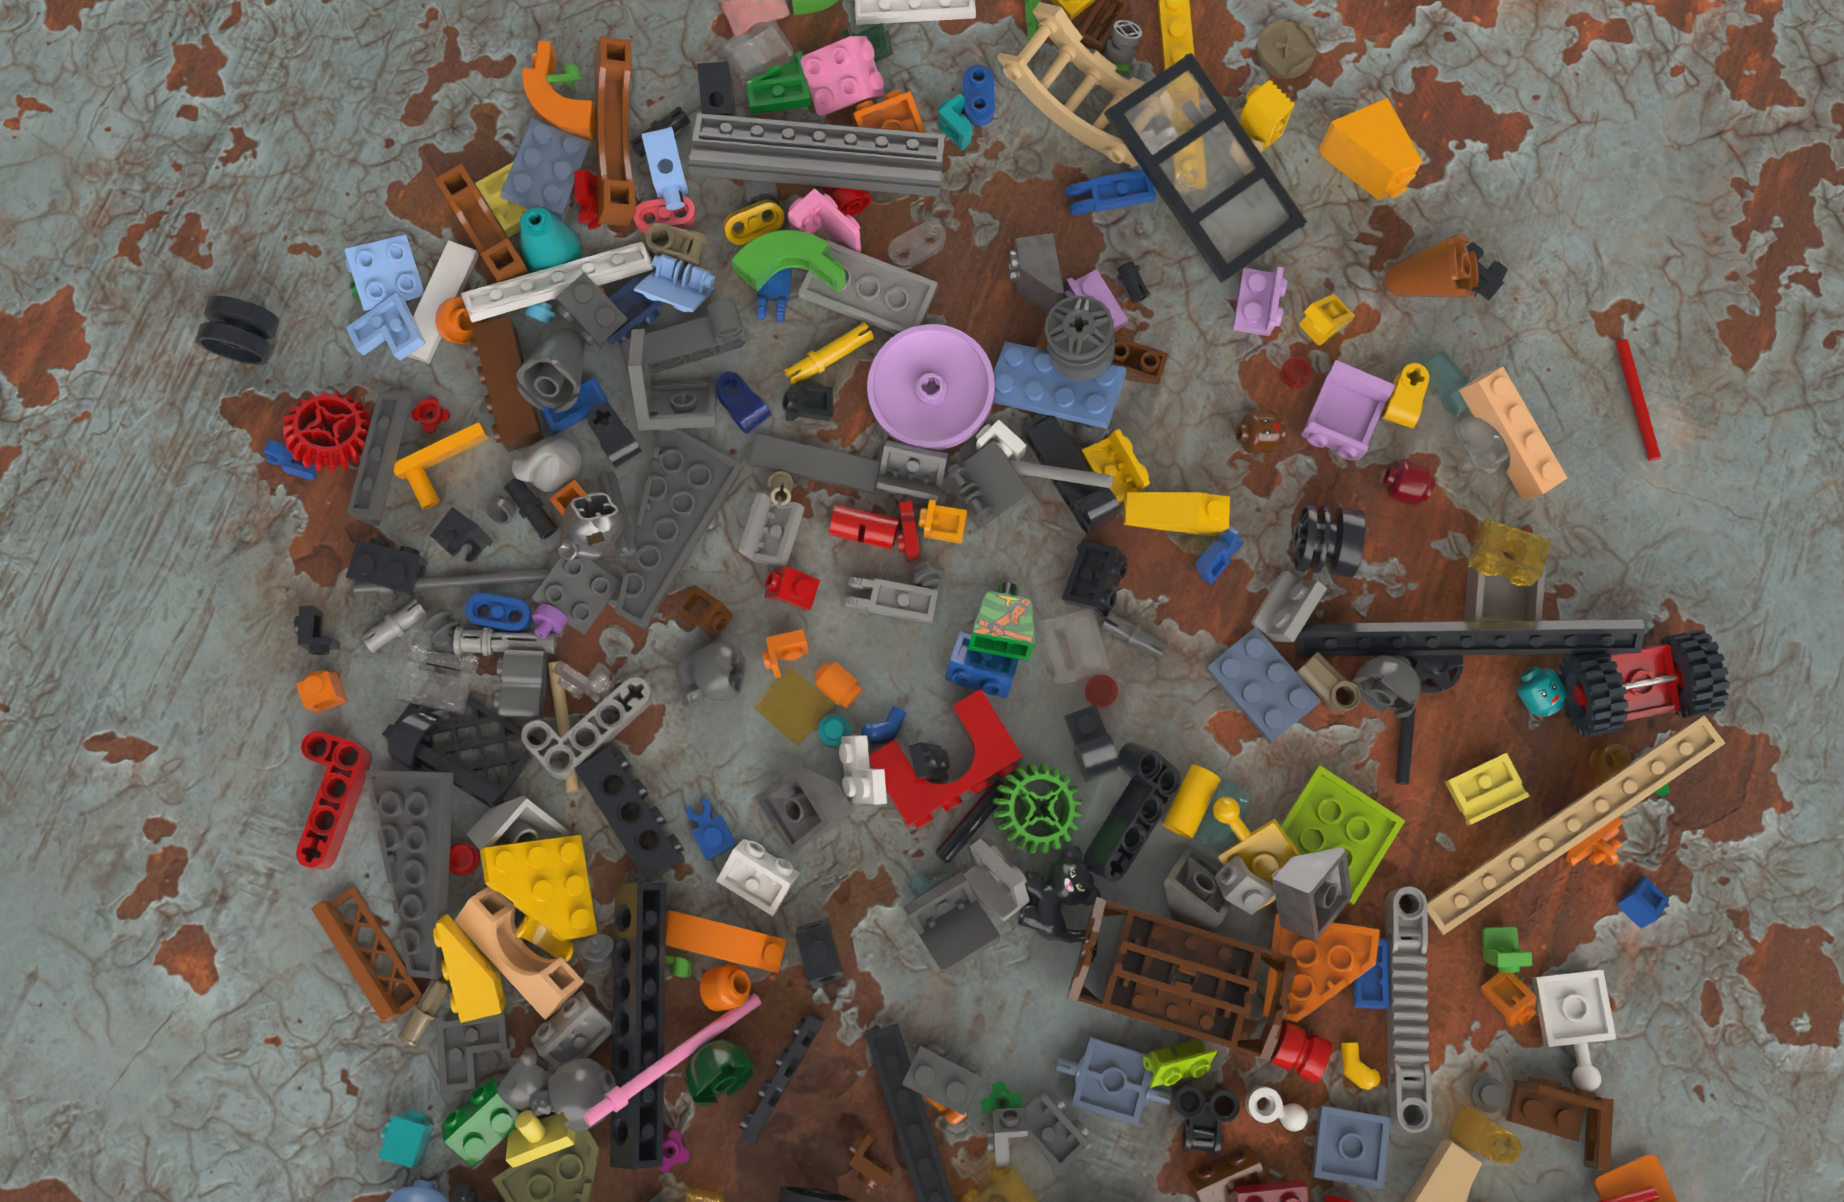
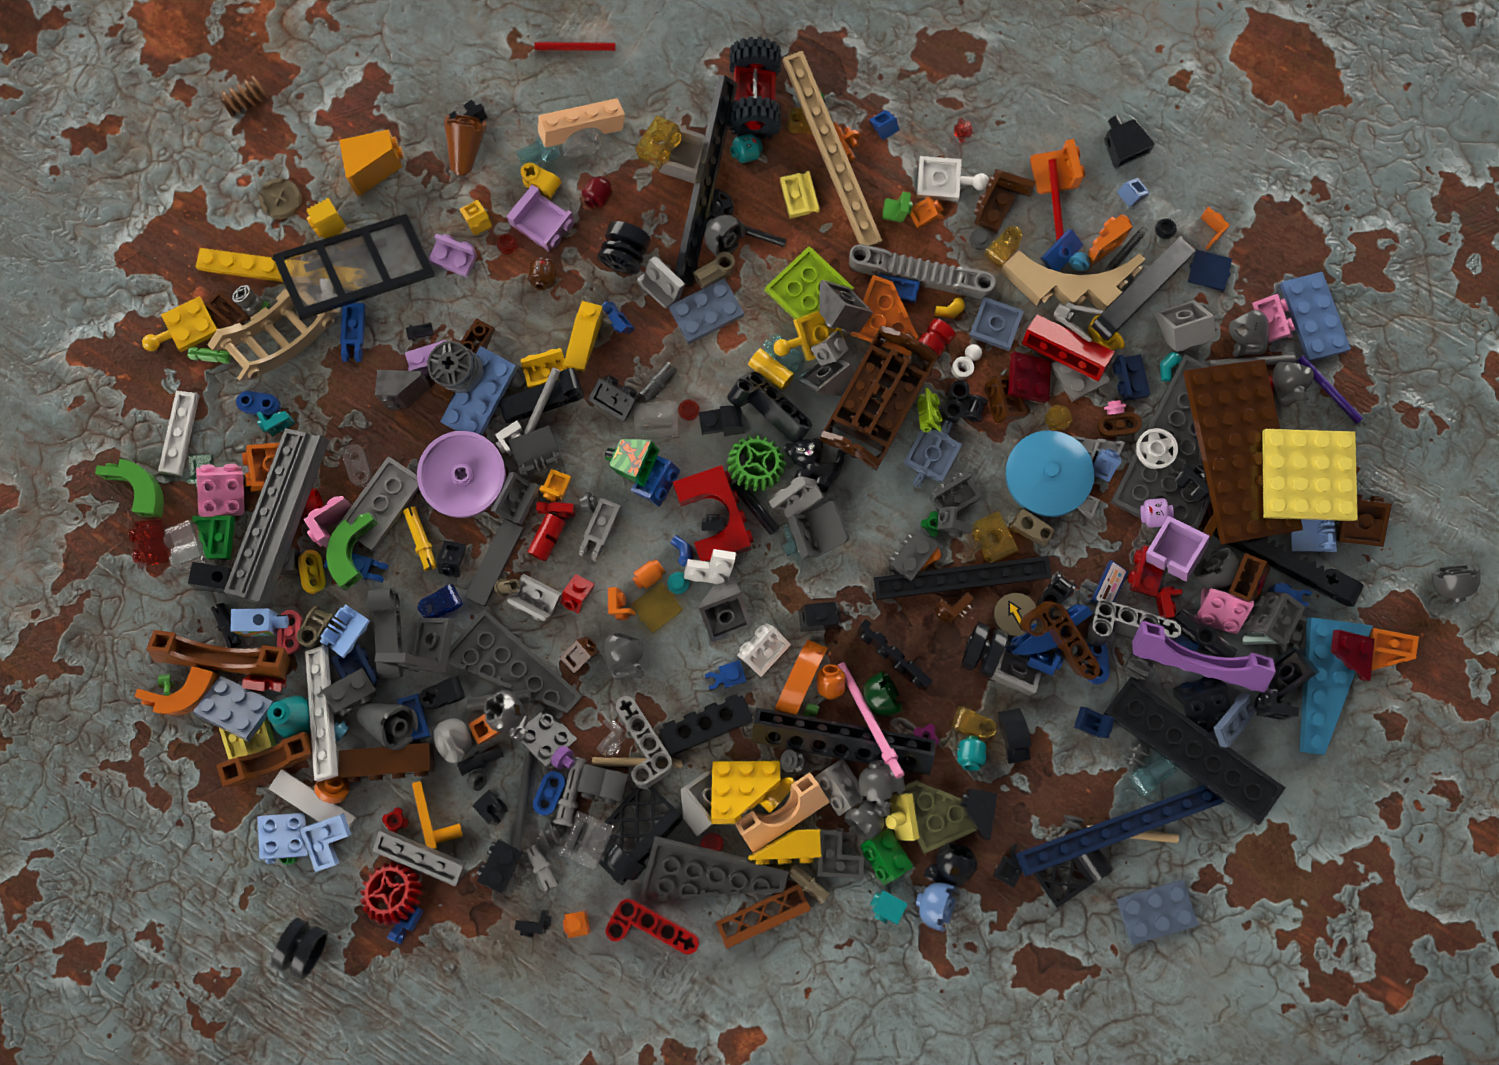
camera: 75 degrees left, 0 degrees up
(1668, 1032) = (962, 130): none -> clear red plate

